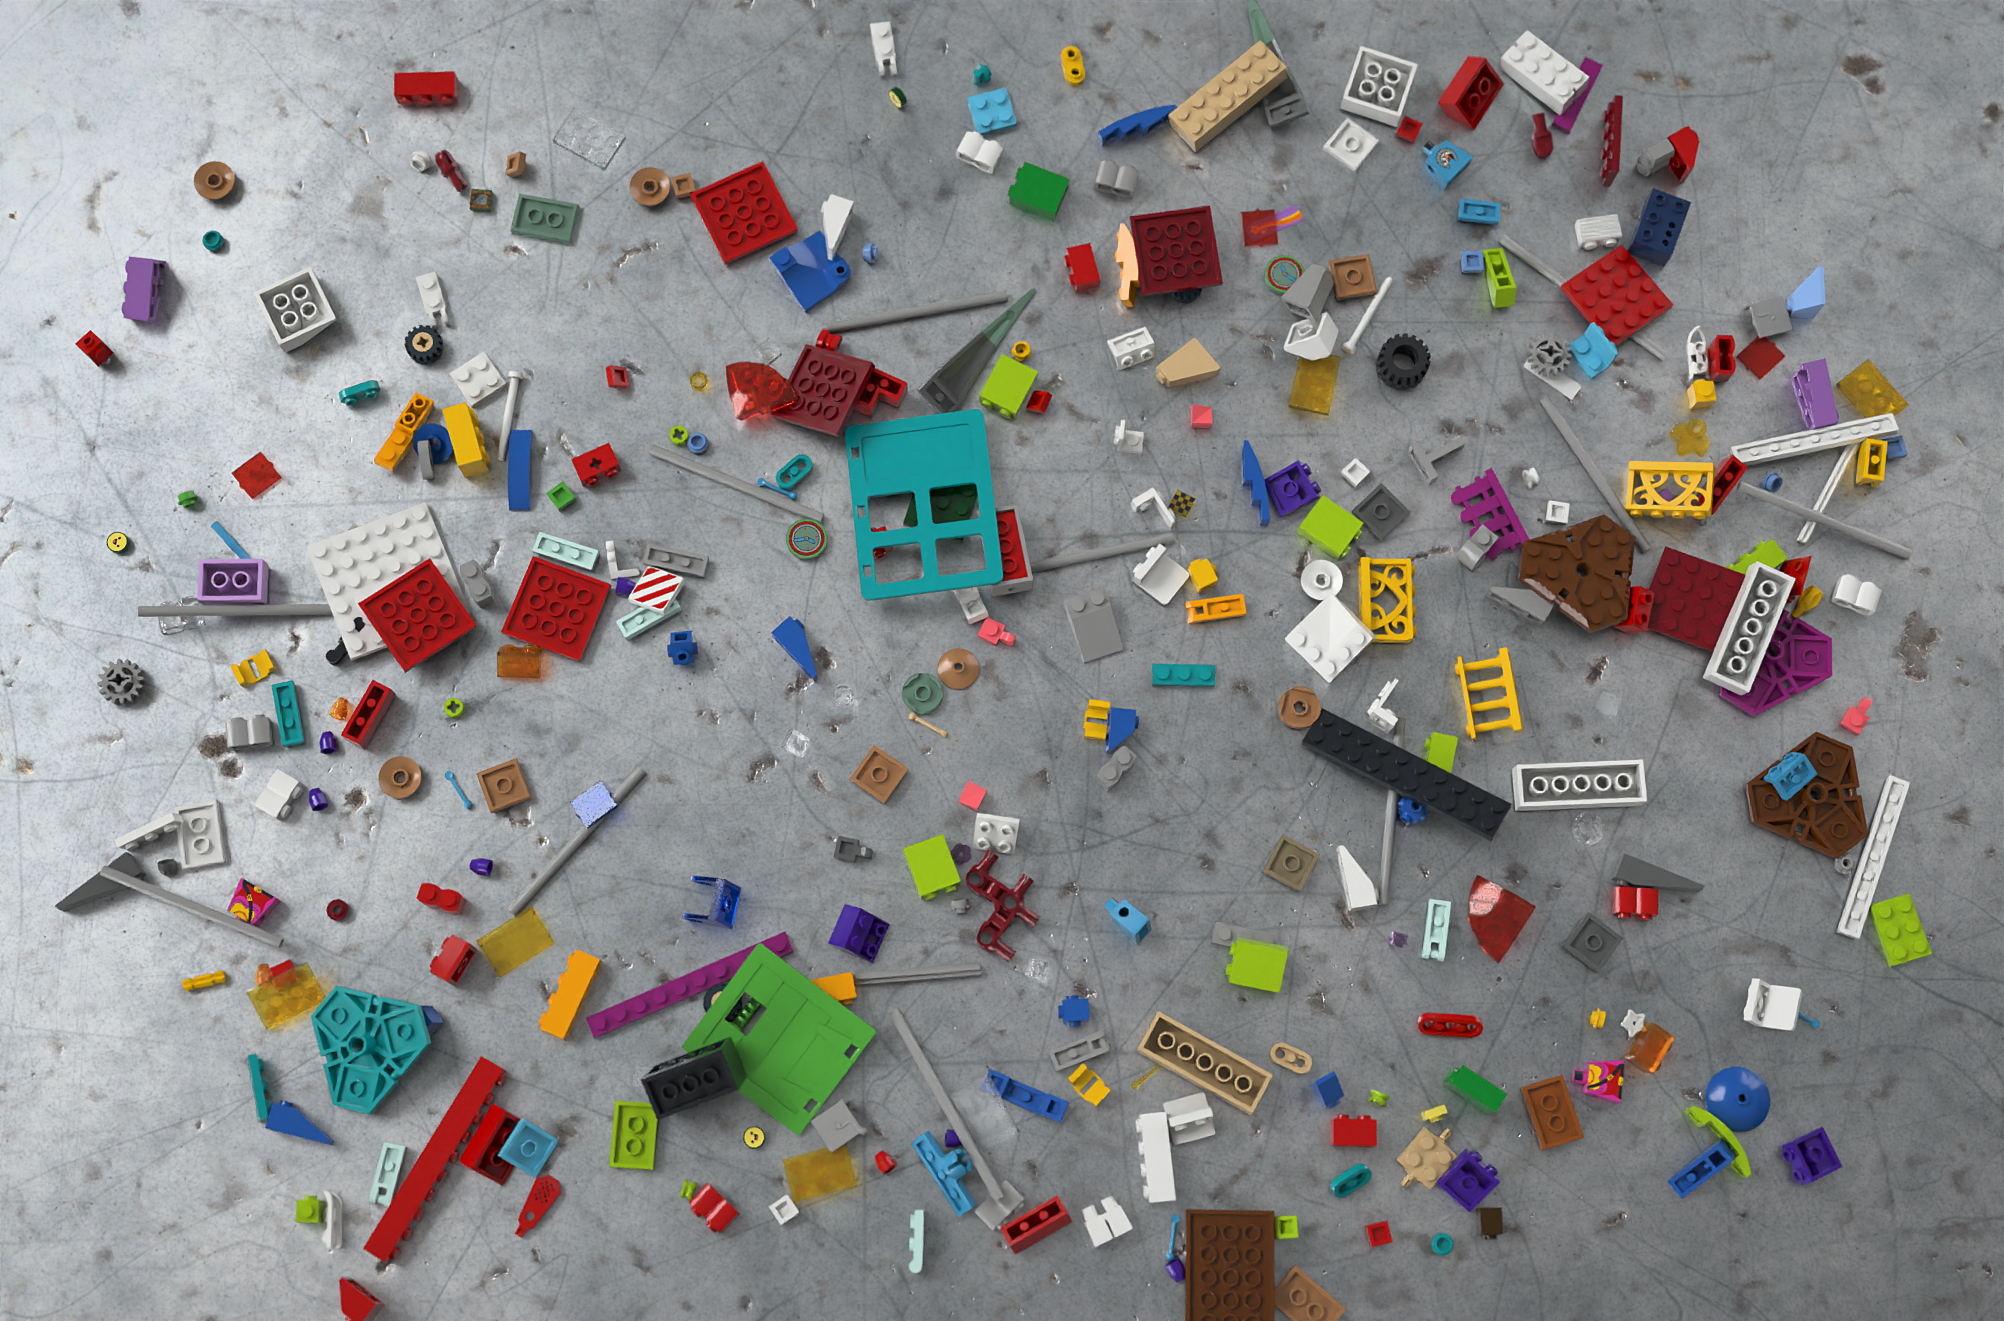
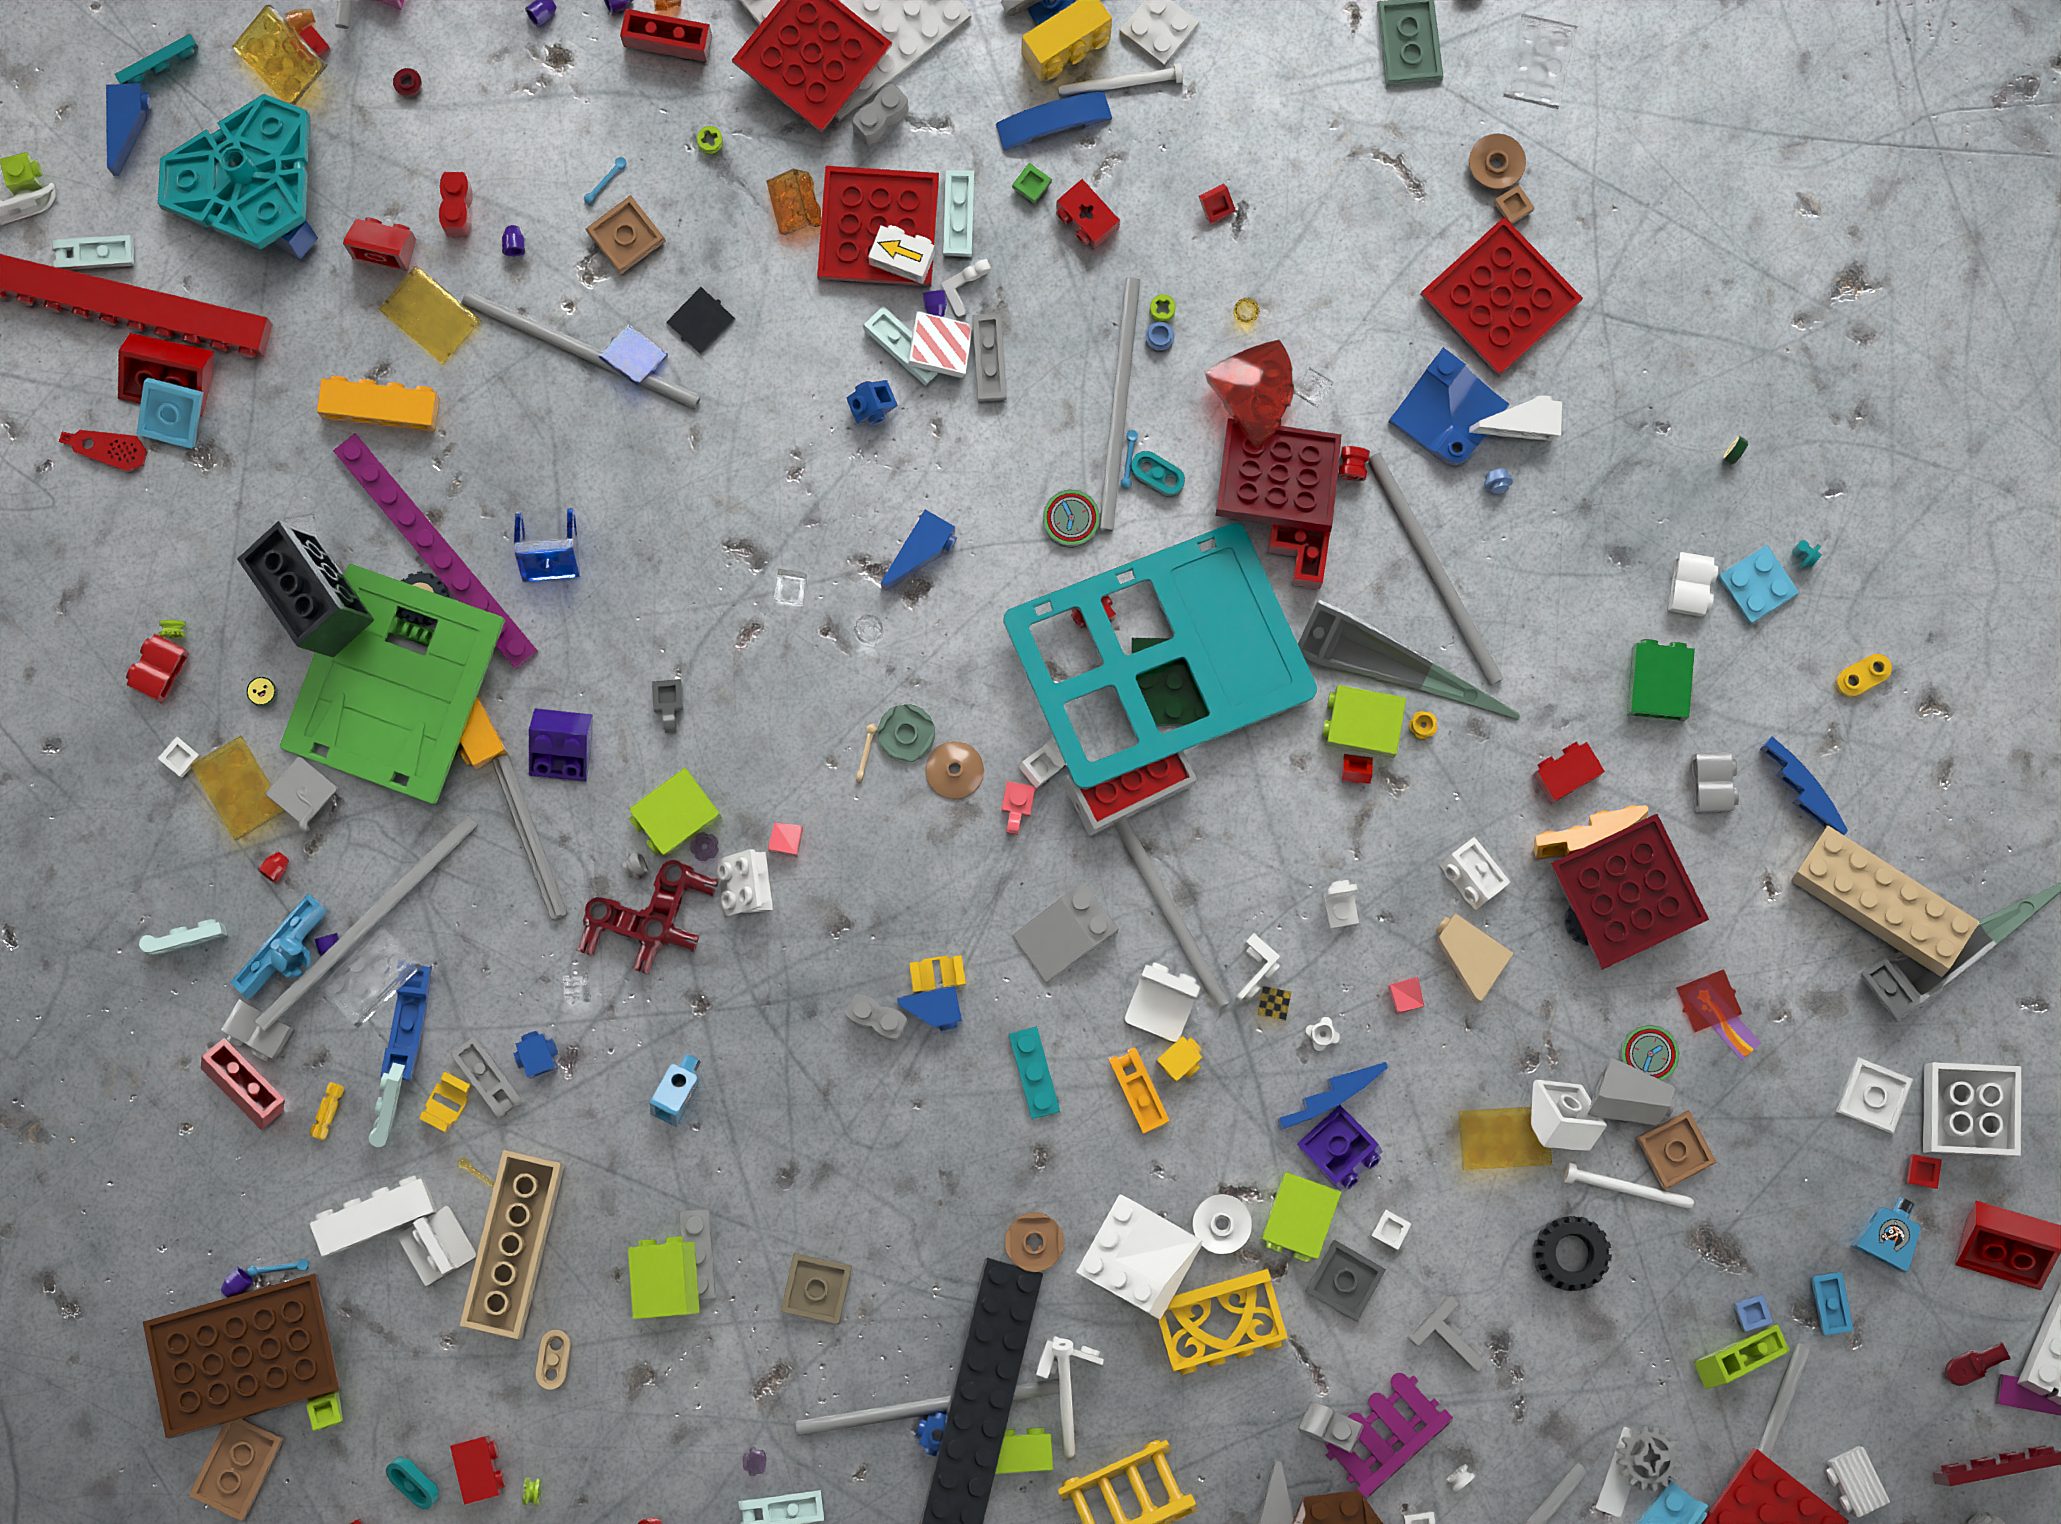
camera: 75 degrees right, 5 degrees up
(392, 770) = (596, 89): medium nougat dish -> none
(583, 751) = (700, 320): none -> black piece
(584, 595) = (902, 253): none -> white brick
(633, 1136) = (218, 538): lime plate -> none
(879, 774) = (779, 708): medium nougat plate -> none
(883, 46) = (1805, 409): white hinge -> none
(1071, 1171) = (326, 1110): none -> yellow axle
(1083, 1123) = (387, 1105): none -> light aqua plate
(1097, 1226) = (269, 1177): white hips -> none
(1213, 472) = (1330, 1037): none -> white plate
(1328, 1090) = (521, 1419): blue slope -> none
(1357, 885) = (810, 1387): white slope -> none
(1382, 702) = (1062, 1349): none -> white bar

